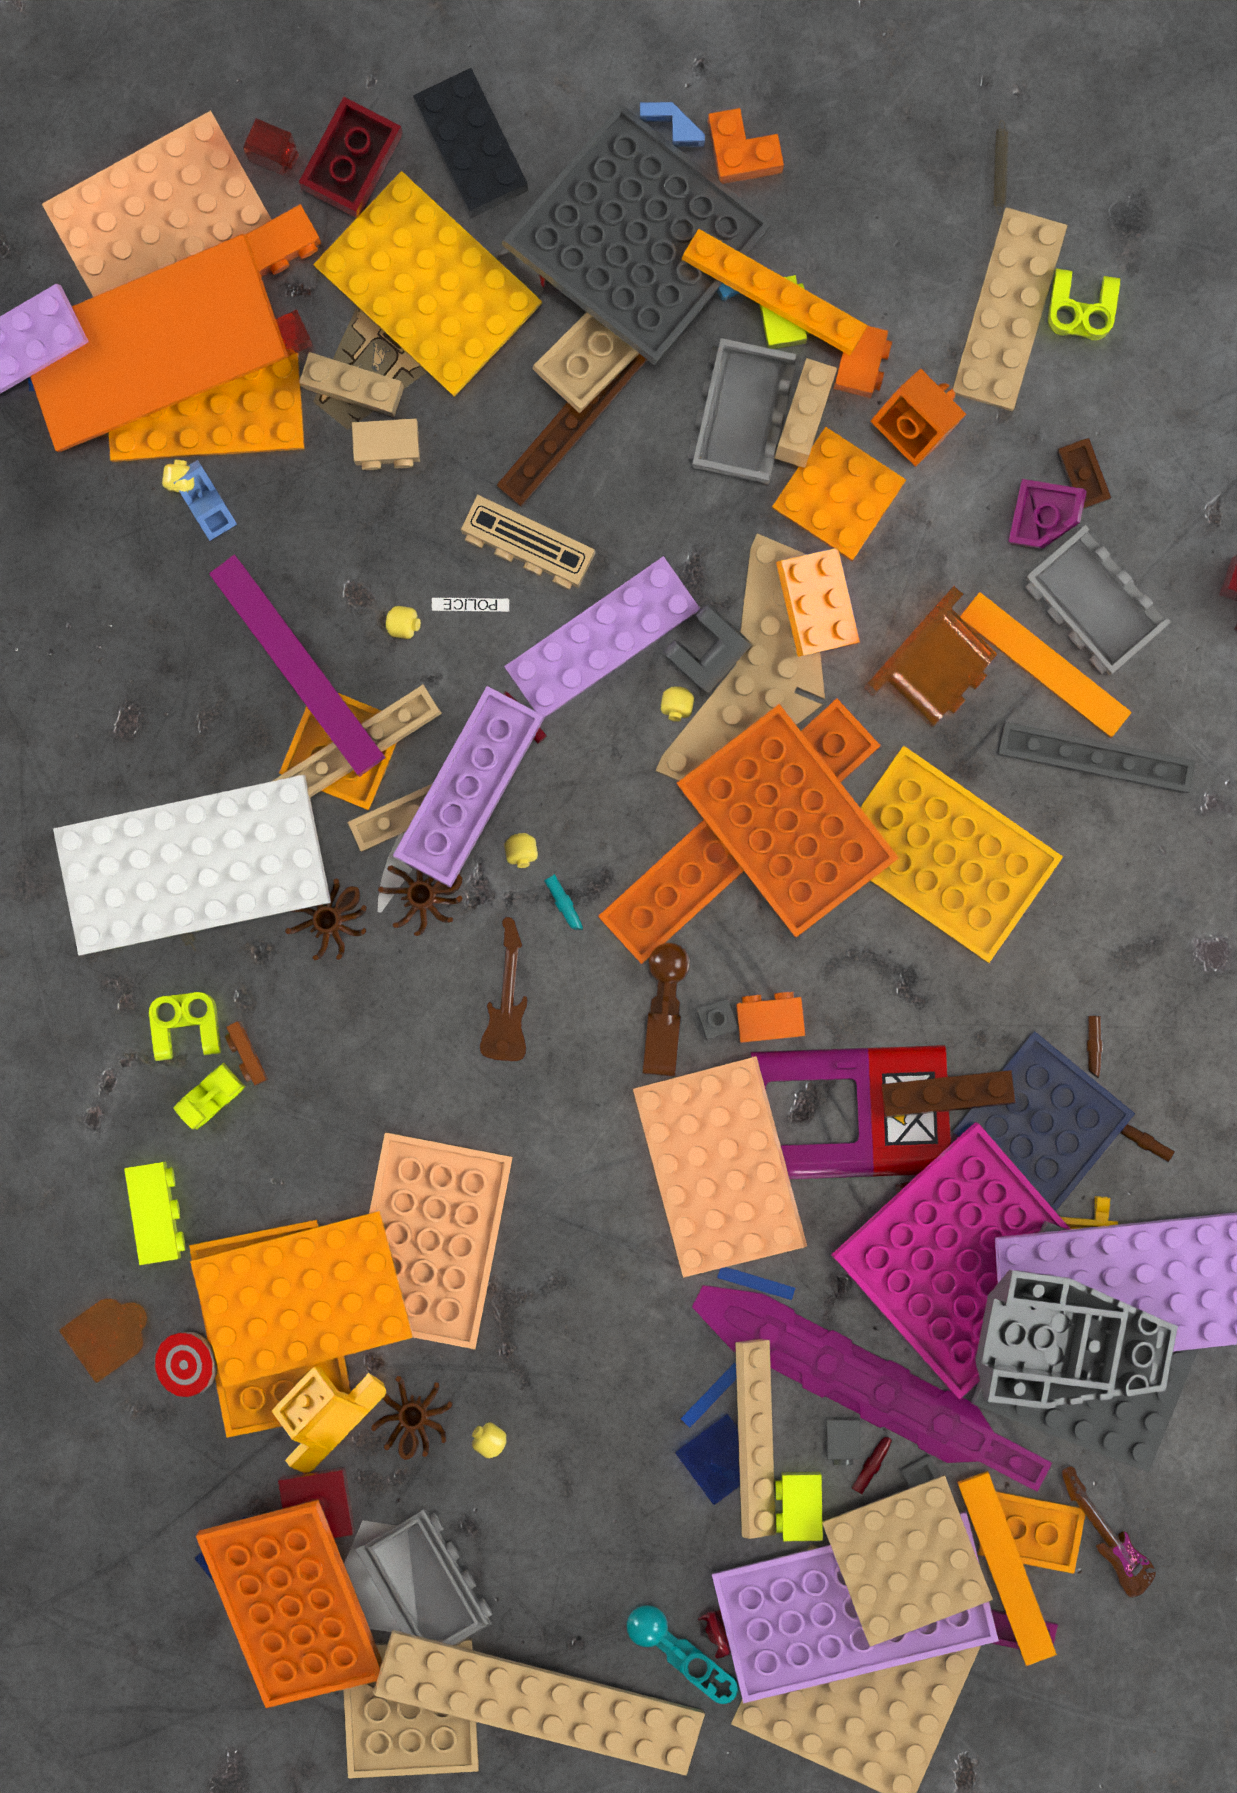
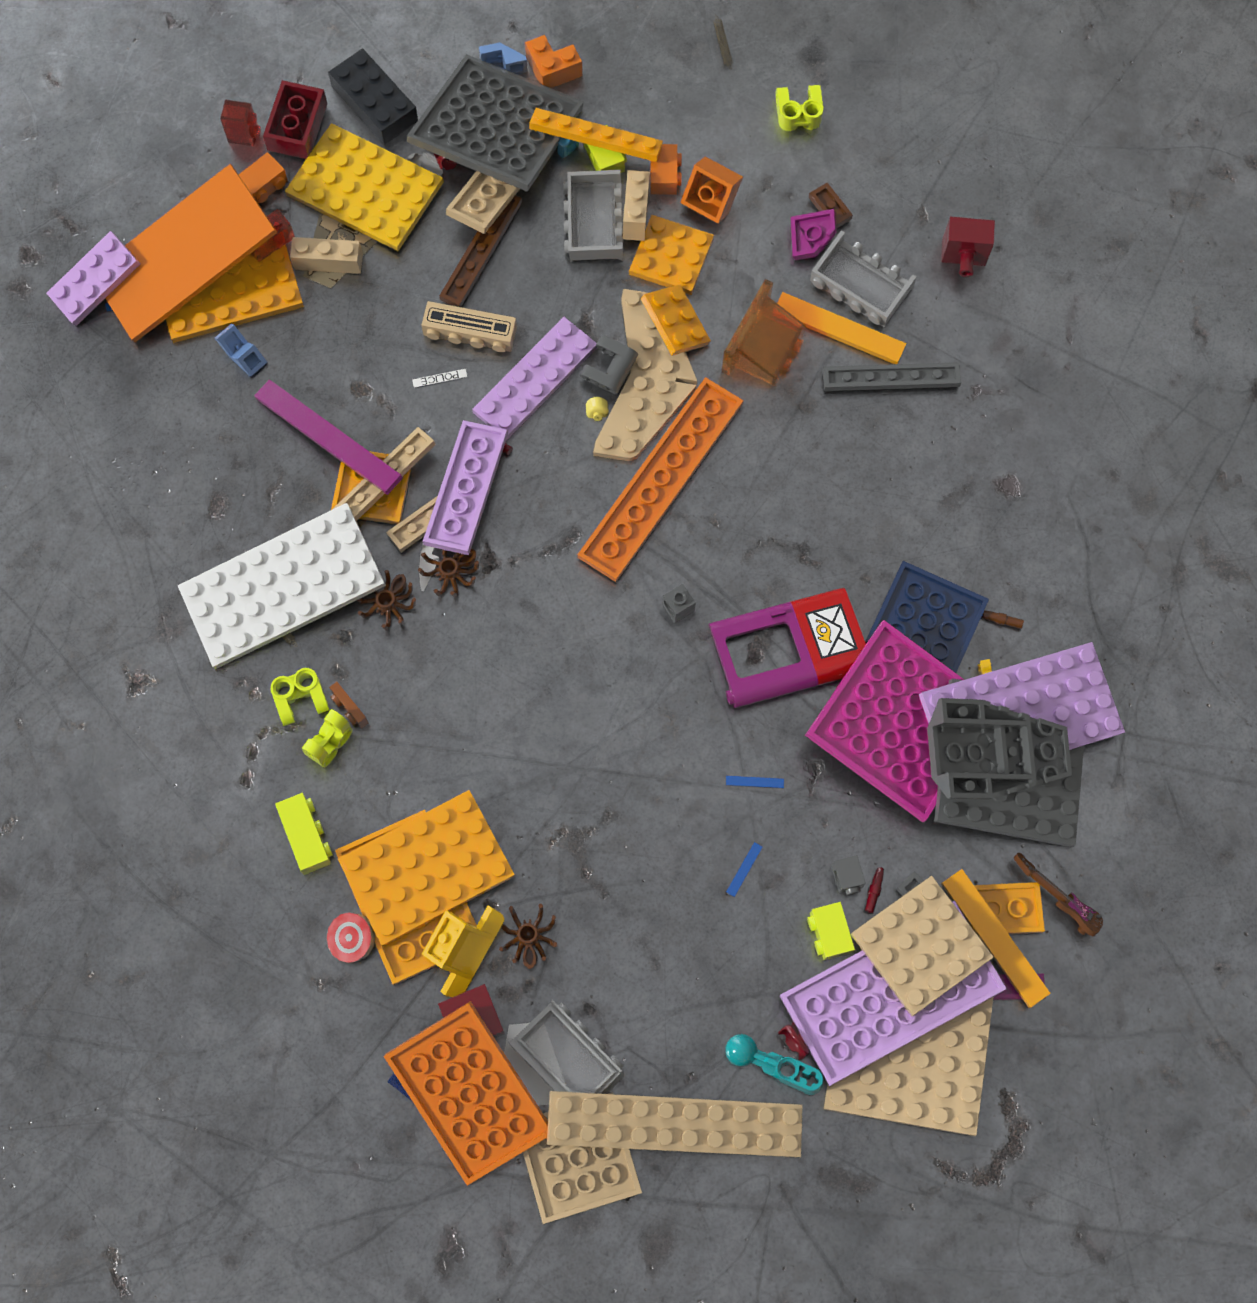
camera: 15 degrees left, 15 degrees down
(106, 1335) = (287, 933): clear orange plate -> none
(157, 207) = (166, 176): light nougat plate -> none
(174, 472) = (215, 334): light yellow piece -> none
(386, 443) = (358, 286): tan brick -> none
(402, 622) = (395, 399): light yellow piece -> none
(442, 1231) = (519, 797): light nougat plate -> none
(489, 1440) = (589, 941): light yellow piece -> none
(504, 1034) = (530, 652): reddish brown piece -> none
(521, 850) = (512, 526): light yellow piece -> none
(563, 902) = (551, 554): teal piece -> none
(668, 965) = (636, 575): reddish brown beam -> none
(714, 1458) = (759, 912): clear blue plate -> none
(720, 1167) = (708, 702): light nougat plate -> none
(755, 1438) = (785, 889): tan plate -> none
(770, 1018) = (716, 595): orange brick -> none
(787, 820) = (693, 459): orange plate -> none
(866, 1383) = (852, 832): magenta plate -> none
(948, 1094) = (855, 614): reddish brown plate -> none
(956, 854) = (807, 461): yellow plate -> none
(1009, 309) = (752, 121): tan plate -> none
(1094, 1045) = (946, 562): reddish brown piece -> none

